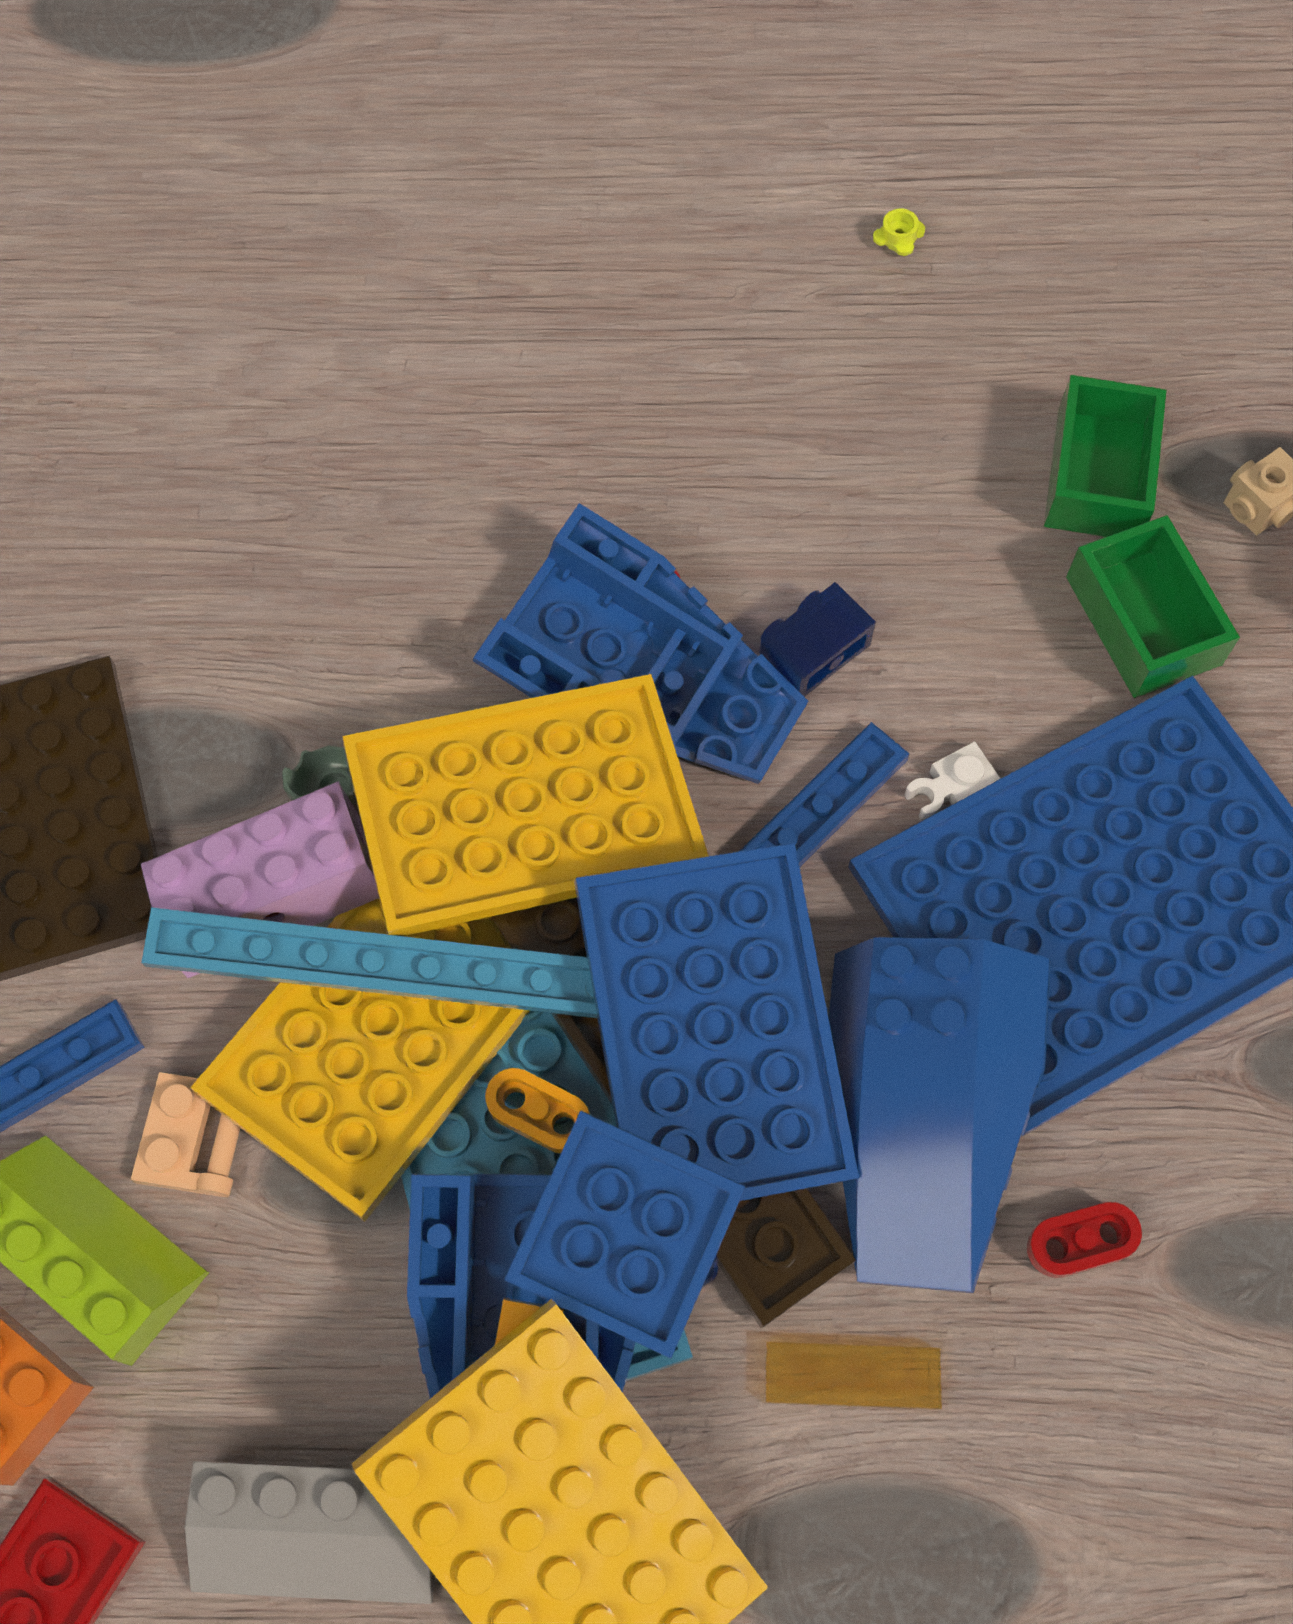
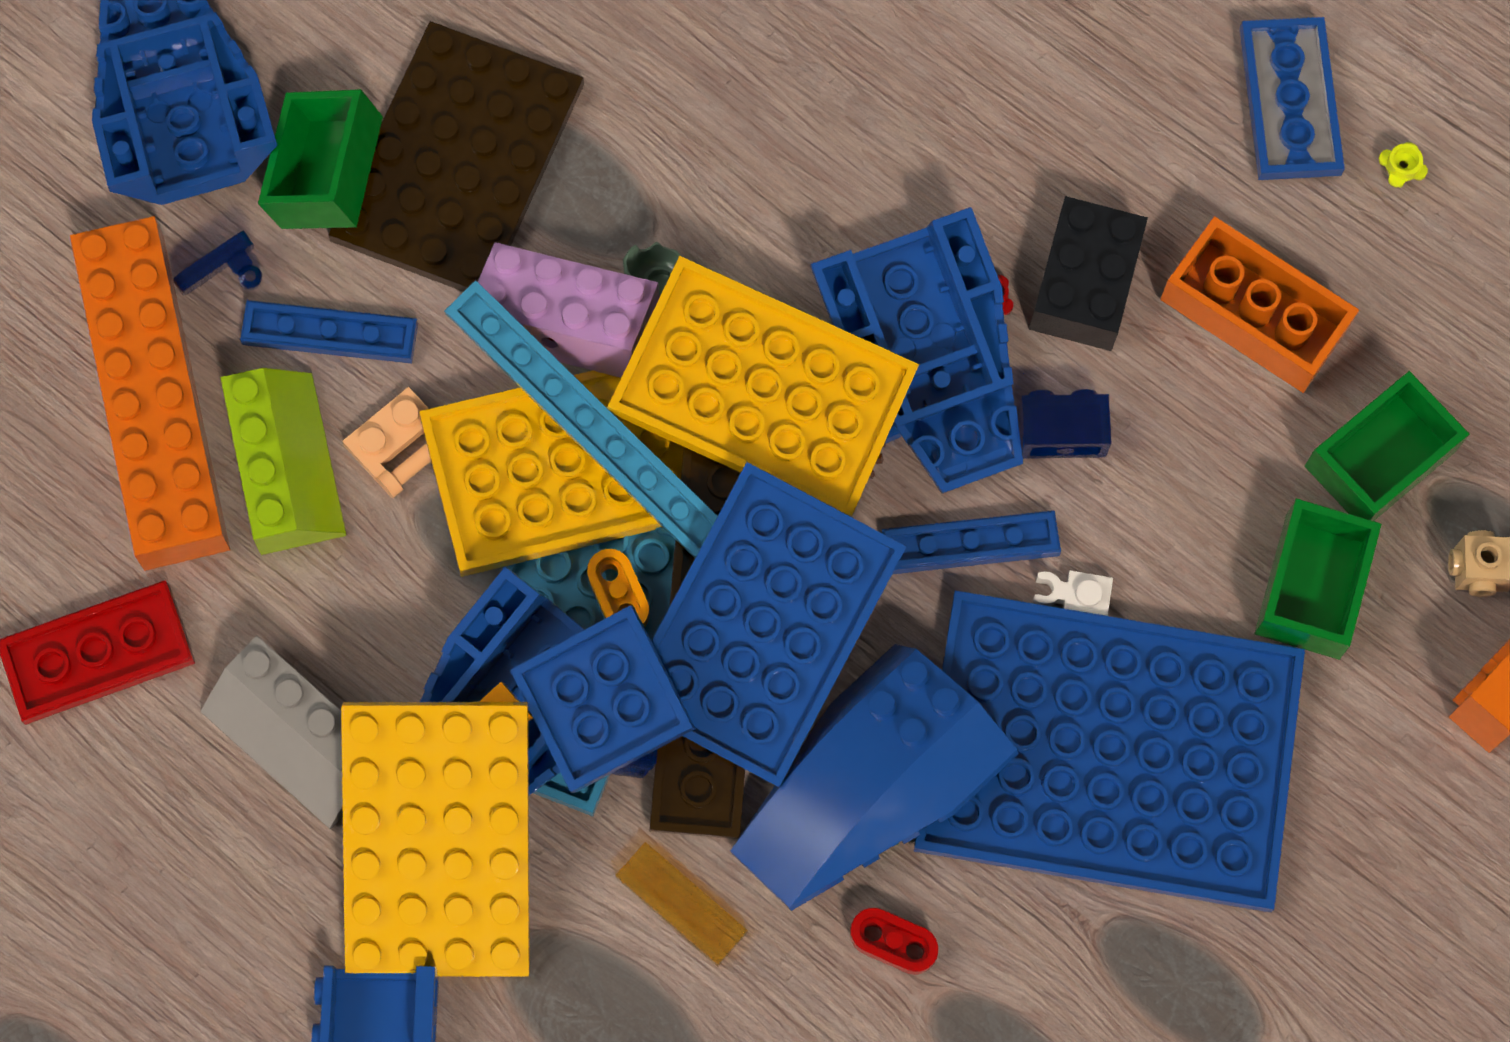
camera: 35 degrees right, 5 degrees up
(723, 497) = (1088, 273): none -> black brick
(764, 242) = (1291, 98): none -> blue piece
(892, 417) = (1258, 304): none -> orange brick

